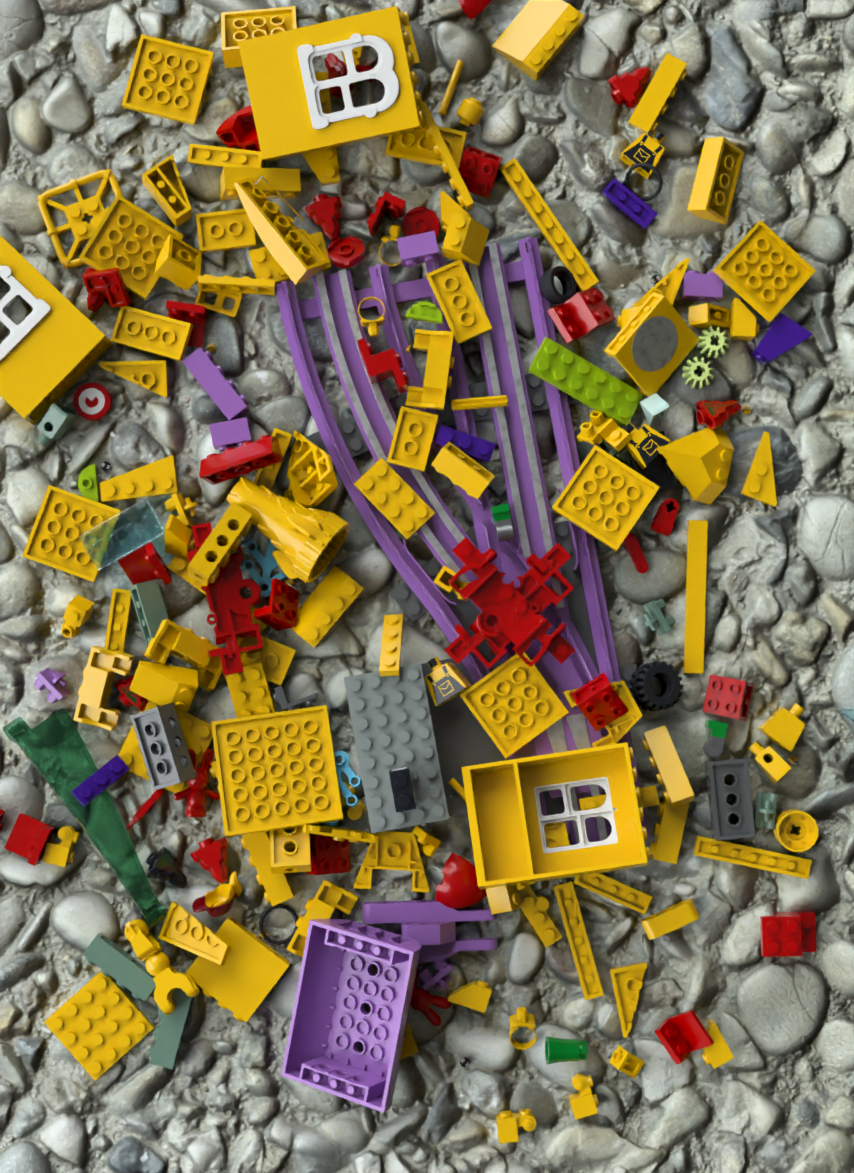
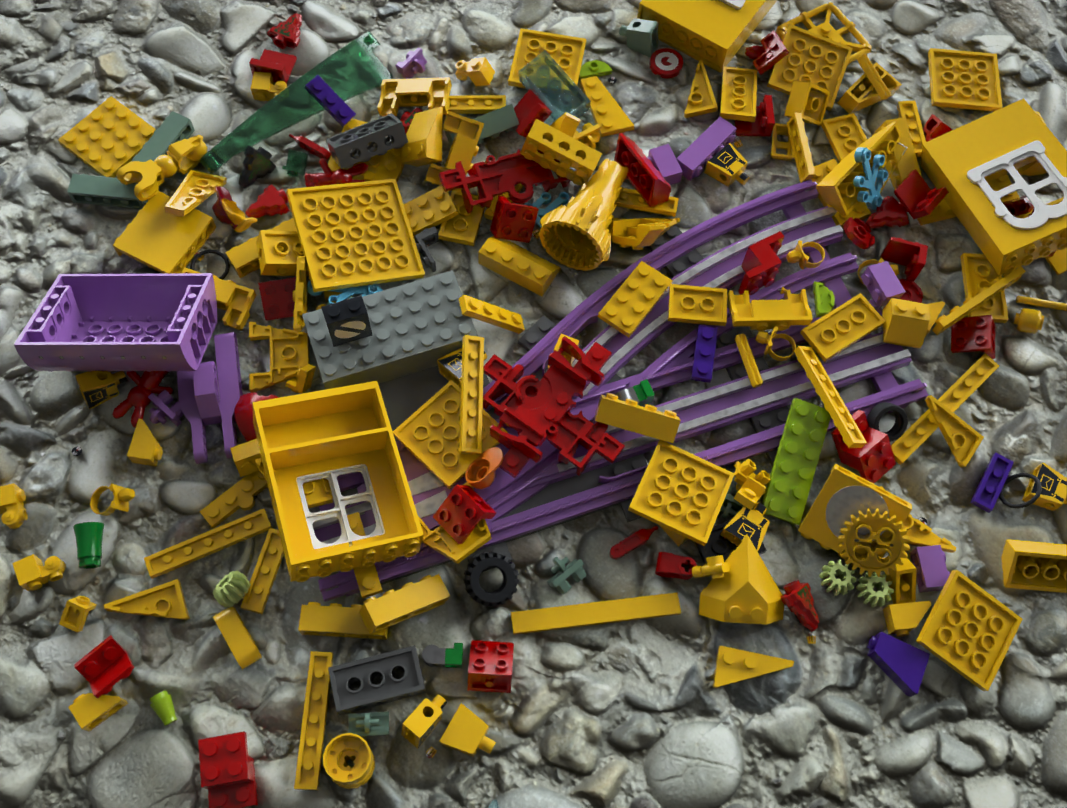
camera: 75 degrees right, 20 degrees down
(163, 183) = (874, 77): none -> yellow axle
(167, 825) = (295, 163): none -> clear green bracket
(242, 366) = (727, 166): none -> yellow torso
(308, 224) = (873, 198): none -> medium azure plant
(317, 178) = (917, 195): none -> red bracket
(459, 382) = (764, 338): none -> yellow piece
(462, 470) = (677, 350): yellow brick -> none
(484, 678) = (471, 395): none -> yellow plate
(530, 525) = (637, 418): none -> yellow brick
(533, 336) = (830, 397): none -> yellow plate
(558, 676) = (483, 469): none -> orange cap
(579, 220) = (960, 436): none -> yellow wing
(629, 921) = (231, 589): none -> yellowish green gear
(654, 408) = (785, 536): light aqua slope -> none
(678, 485) = (715, 568): none -> yellow plate
(682, 336) = (876, 524): none -> yellow gear
(722, 987) = (163, 707): none -> lime cone

